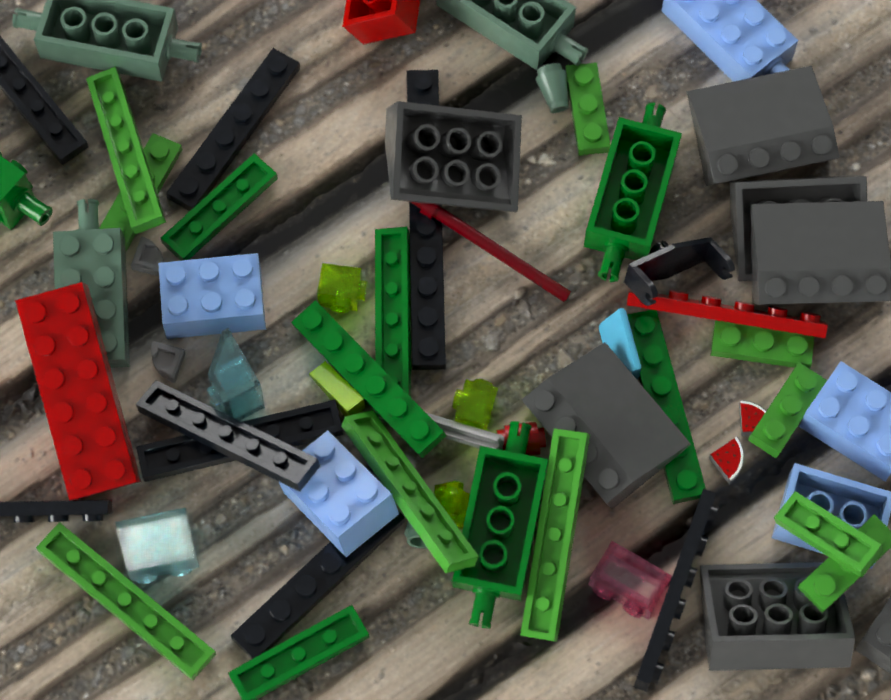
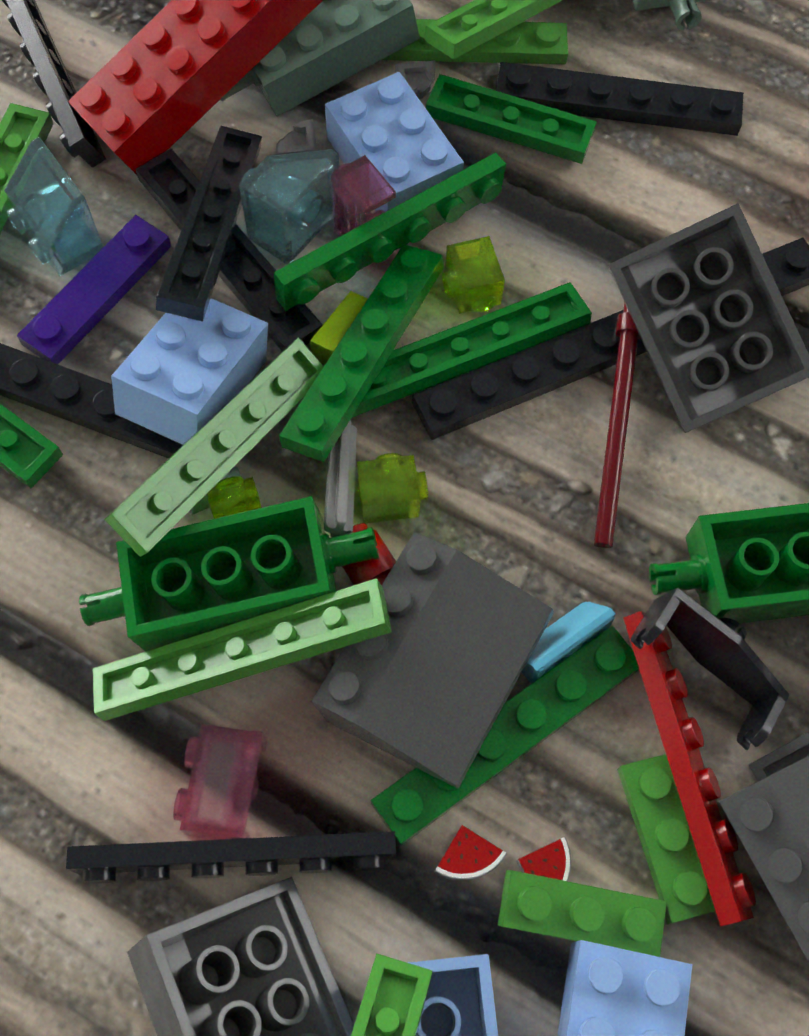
camera: 65 degrees right, 0 degrees up
(227, 544) = (94, 290): none -> dark purple plate
(261, 334) = (357, 192): none -> clear pink window
(293, 335) = (391, 230): none -> green plate

